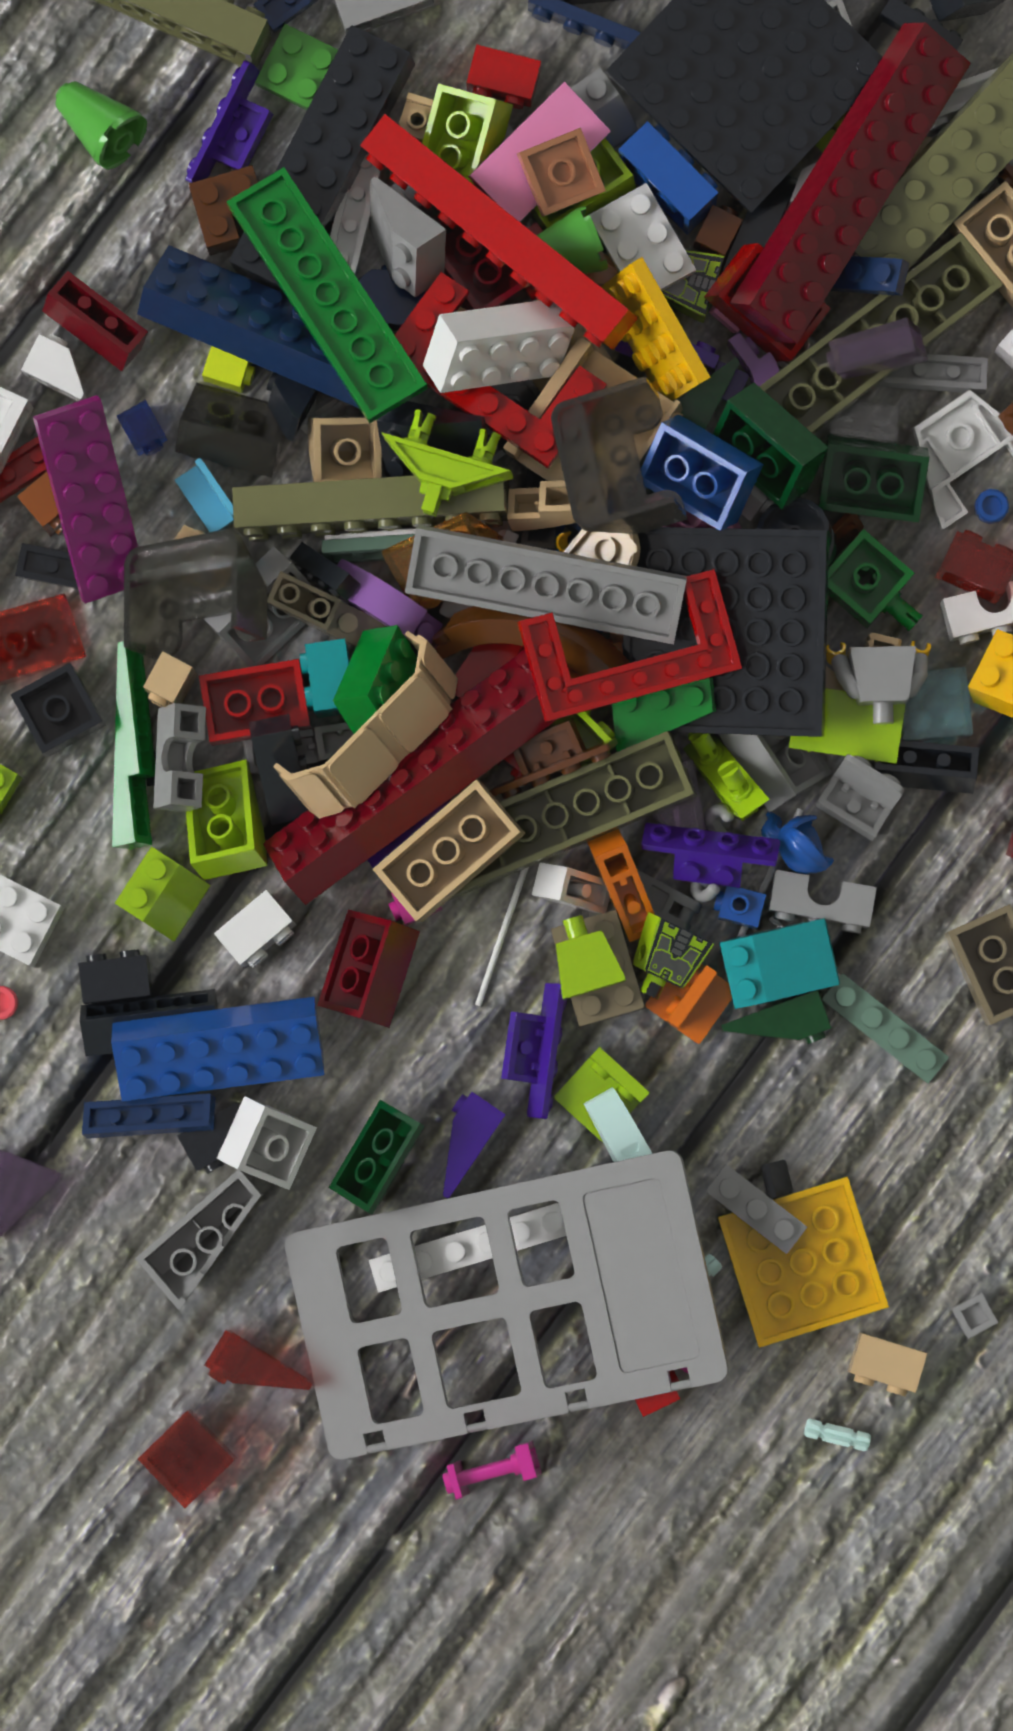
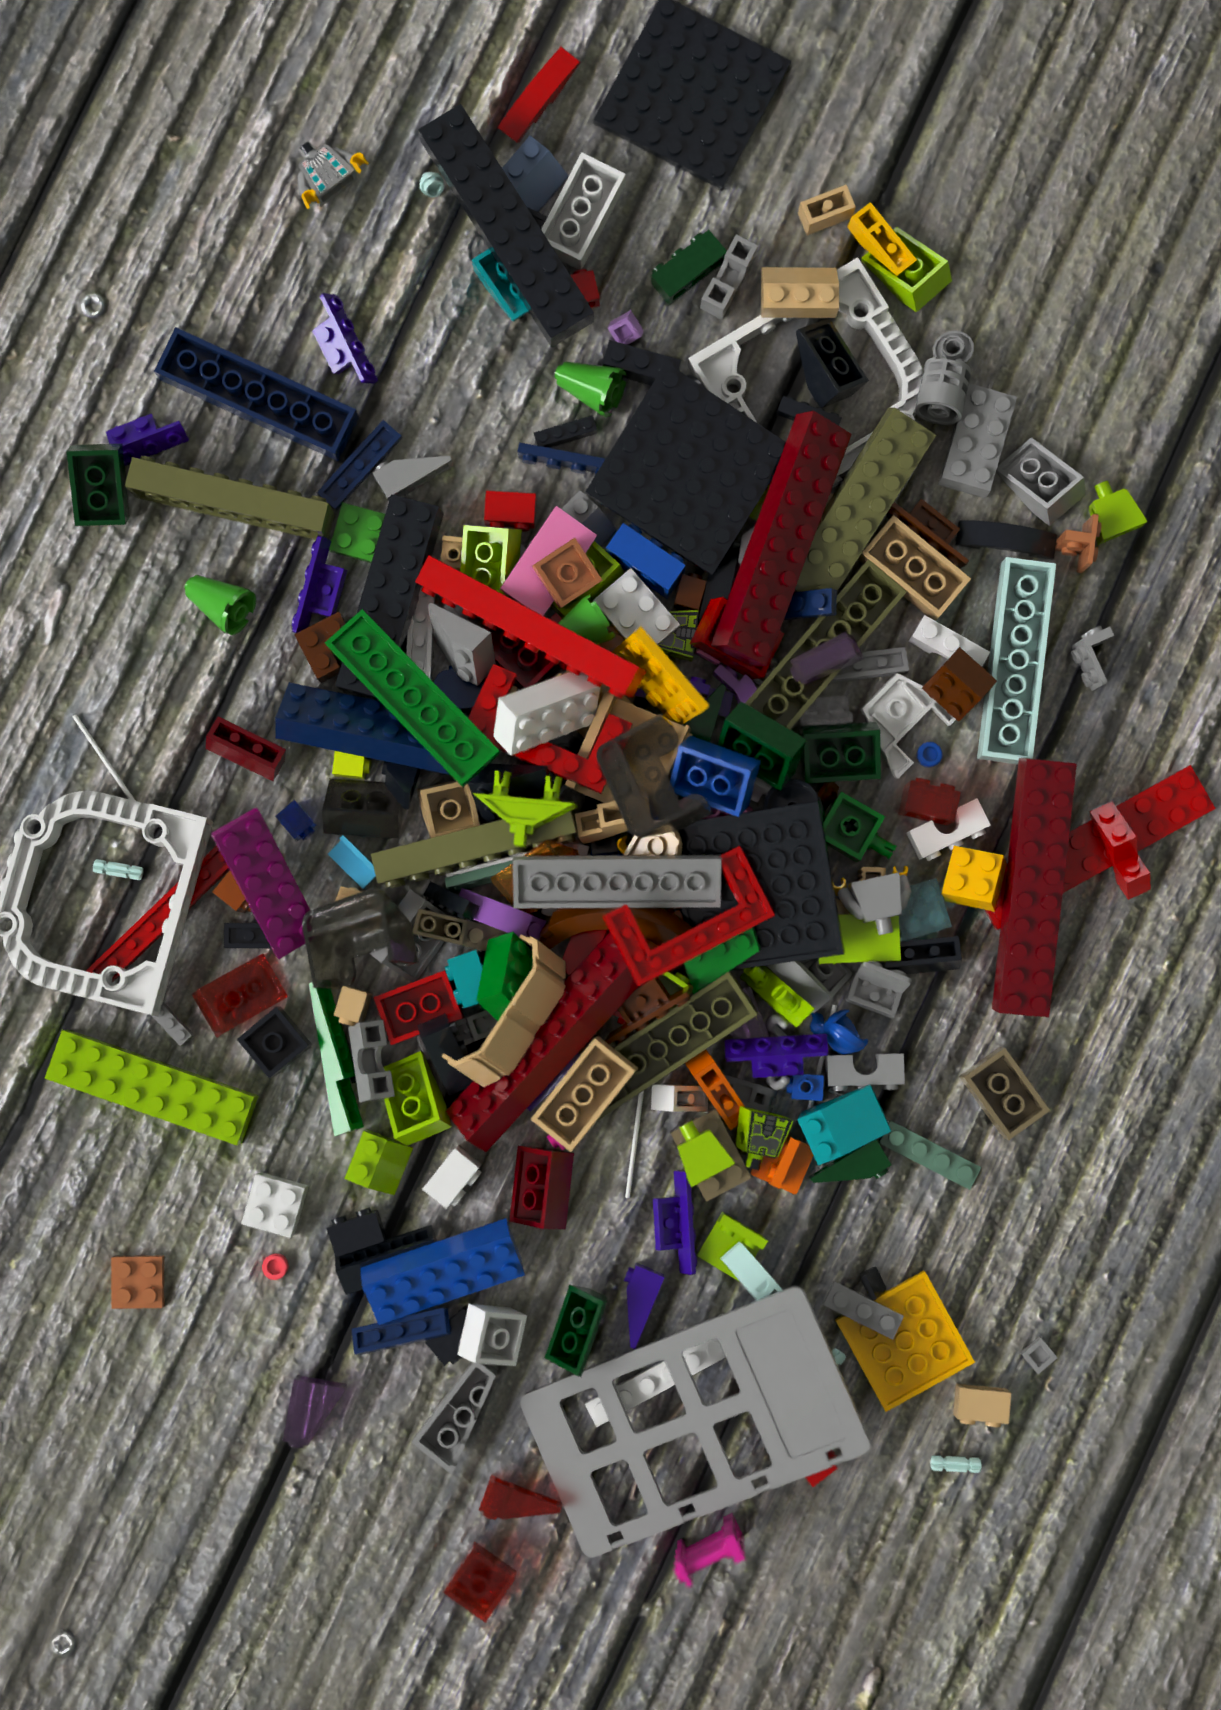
camera: 15 degrees left, 0 degrees up
(54, 367) = (223, 788): white slope -> none

